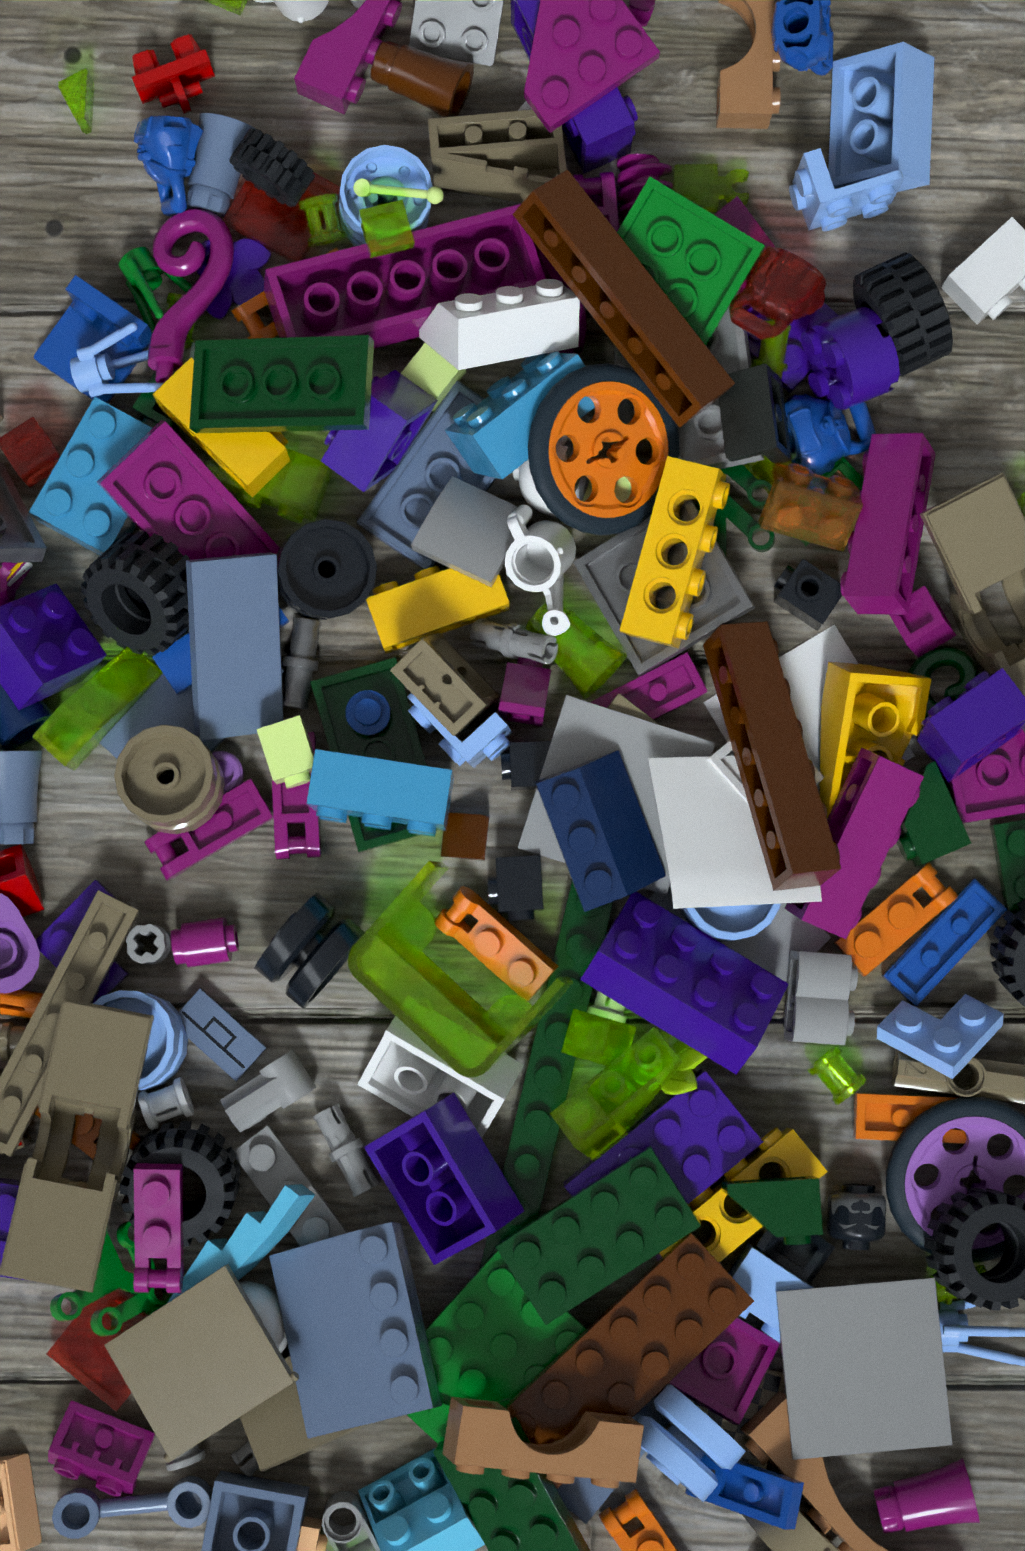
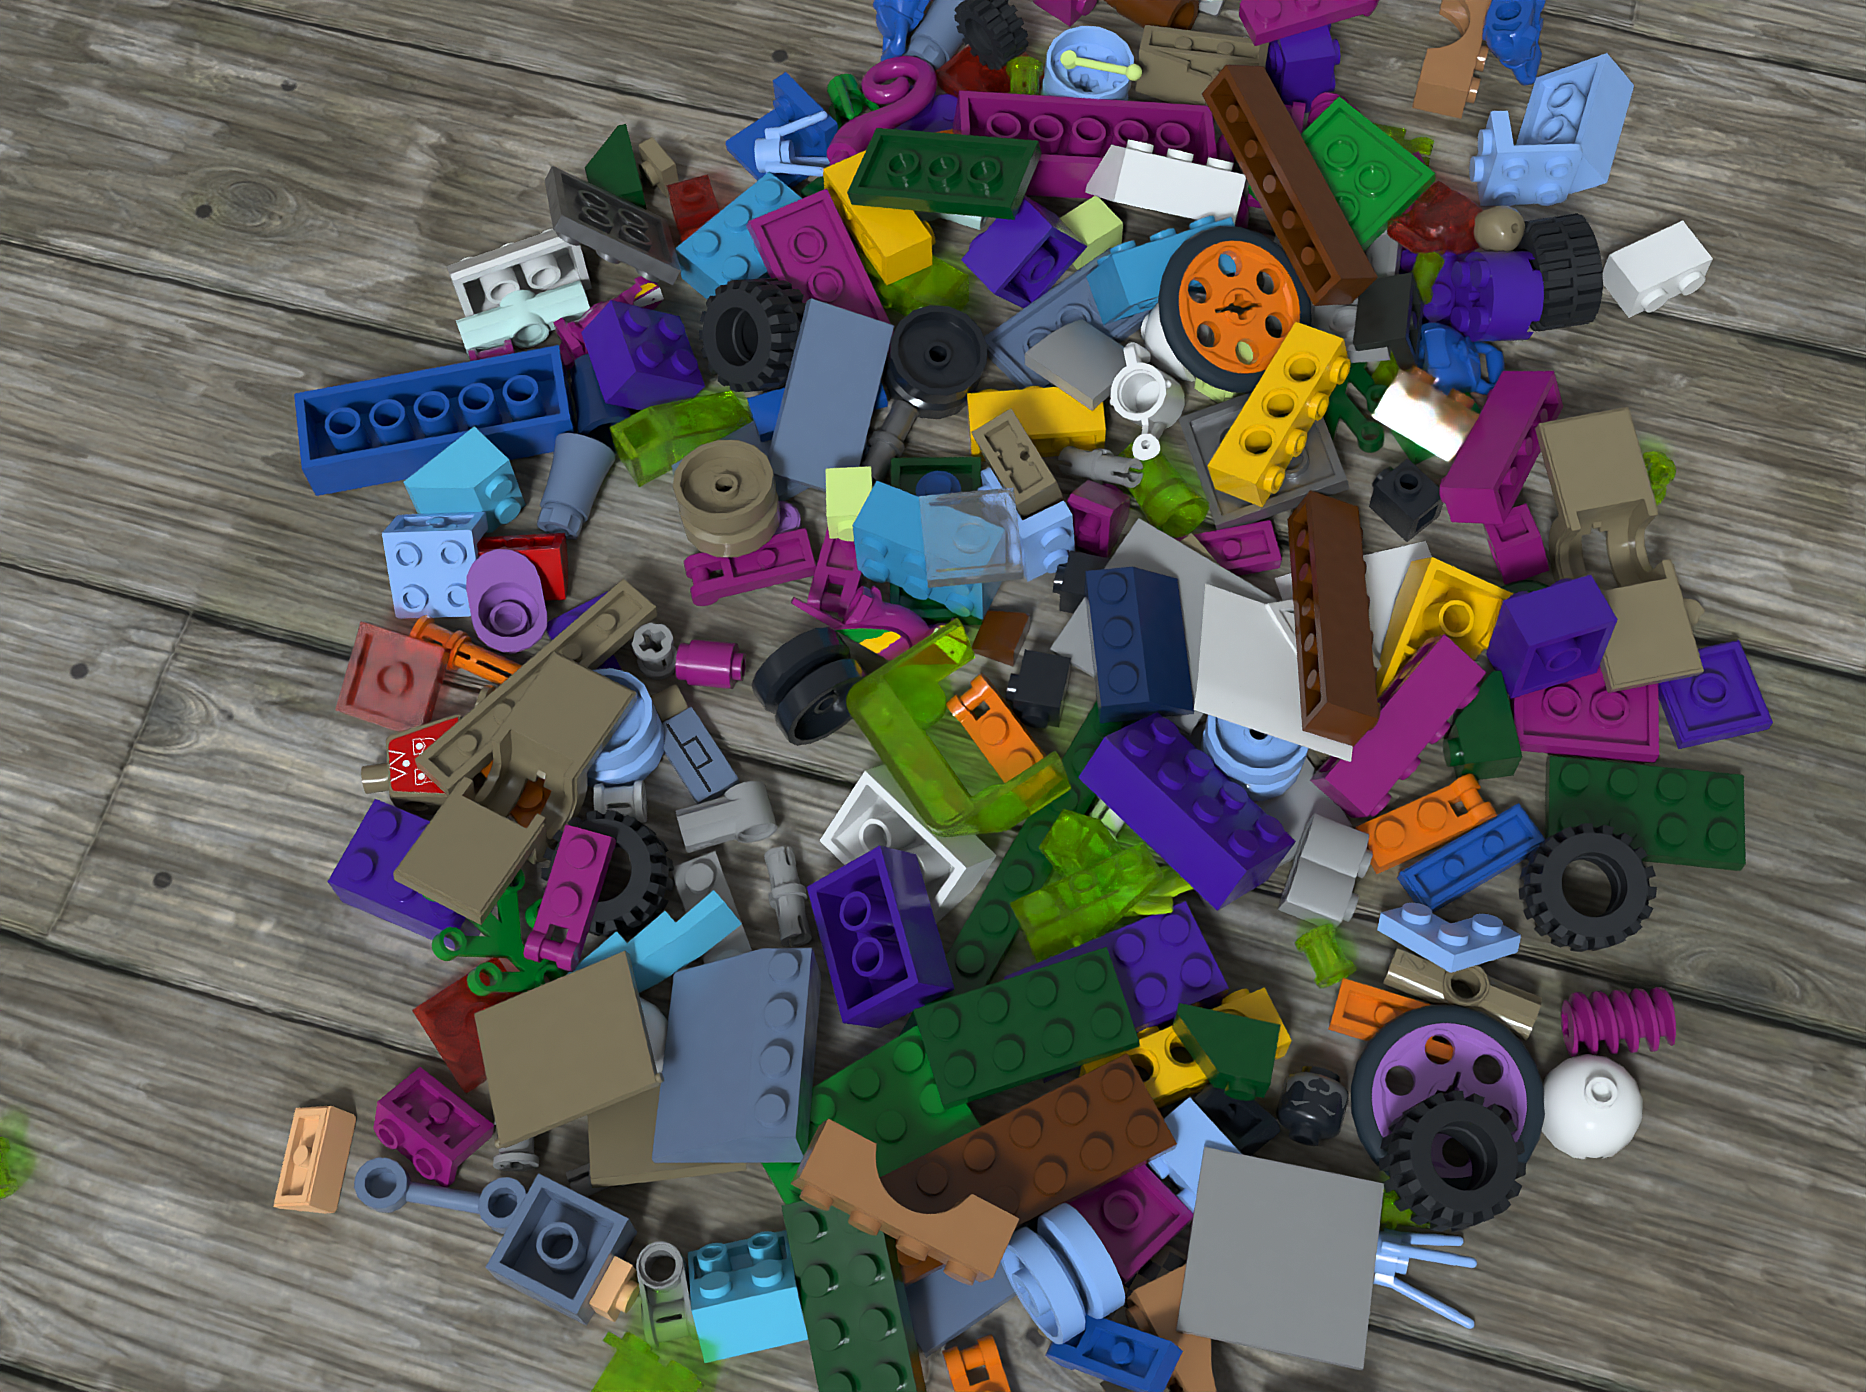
camera: 20 degrees right, 20 degrees down
(177, 990) = (669, 702): none -> dark tan piece
(359, 870) = (876, 624): none -> magenta animal
(386, 228) = (1080, 83): clear neon green plate -> none
(422, 789) = (971, 537): none -> clear tile
(840, 293) = (1499, 228): none -> dark tan piece

